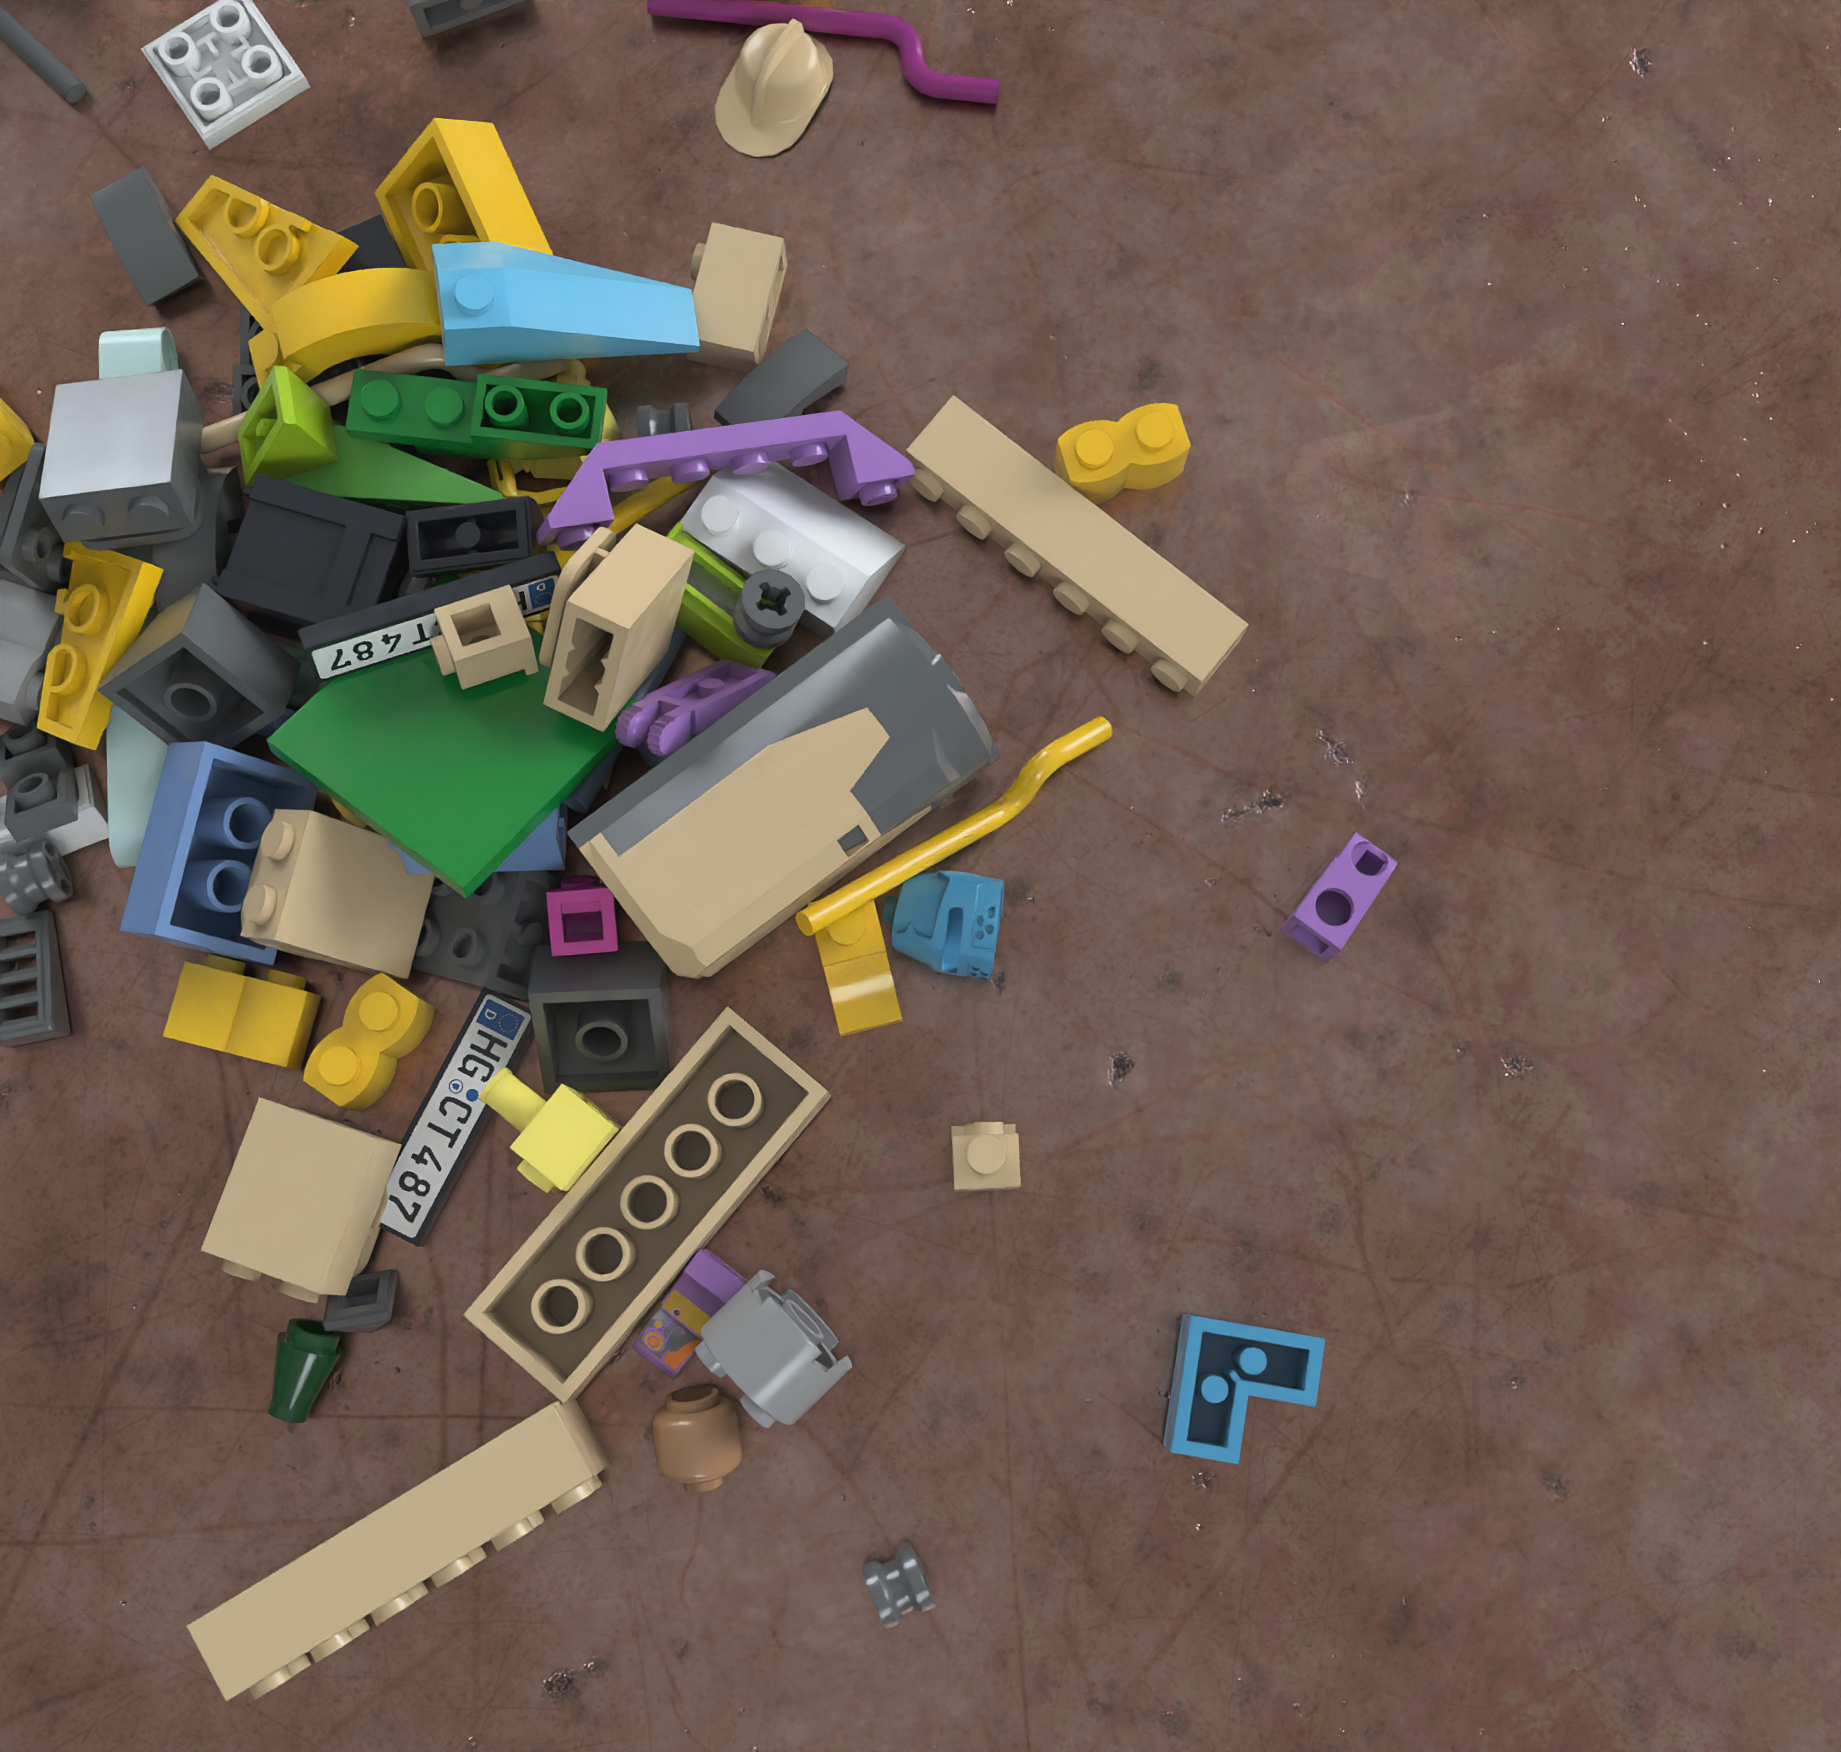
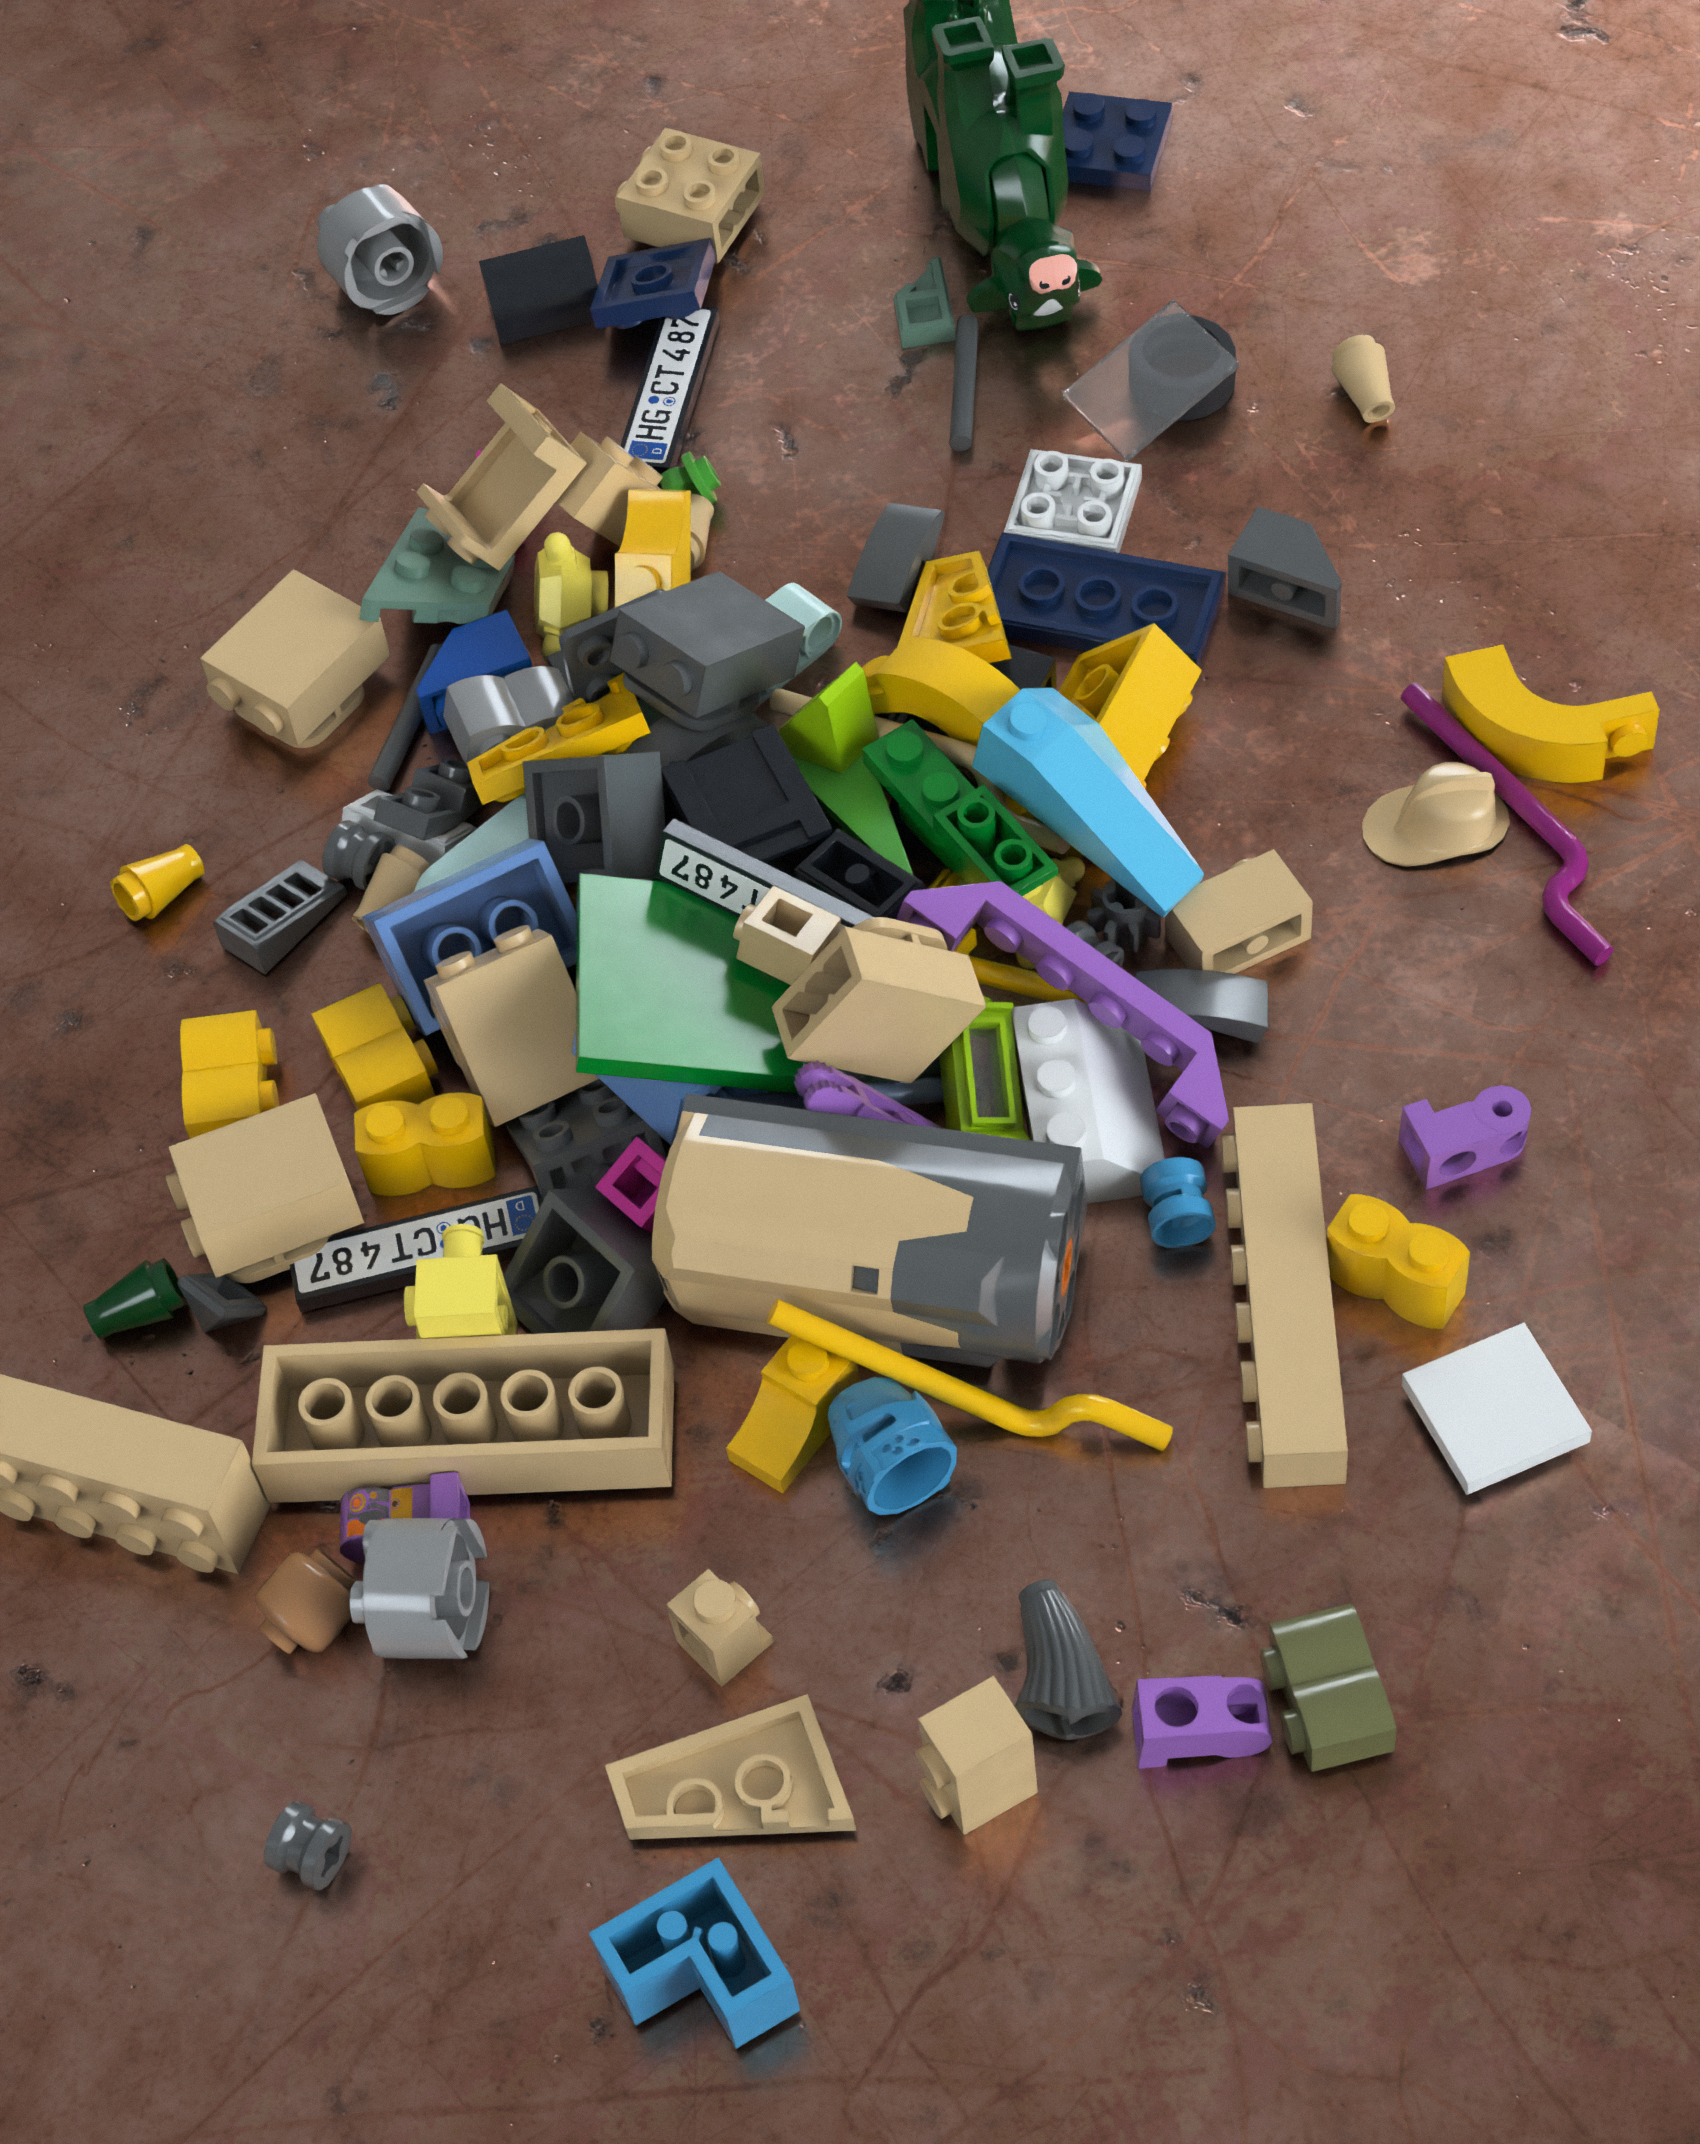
camera: 55 degrees right, 25 degrees down
(92, 878) = (392, 880): none -> tan cone
(155, 1144) = (225, 1070): none -> yellow brick
(337, 127) = (1093, 596): none -> dark blue tile
(658, 385) = (1122, 917): none -> dark grey gear
(765, 624) = (990, 1114): dark grey wheel -> none
(933, 554) = (1179, 1210): none -> dark azure wheel
(1068, 303) = (1464, 1136): none -> medium lavender leg
(1109, 1241) = (735, 1779): none -> tan wing
(1230, 954) = (1065, 1679): none -> dark grey piece
(1258, 1072) = (976, 1756): none -> tan brick
(1285, 496) = (1496, 1408): none -> white tile
(1394, 792) = (1330, 1687): none -> olive brick

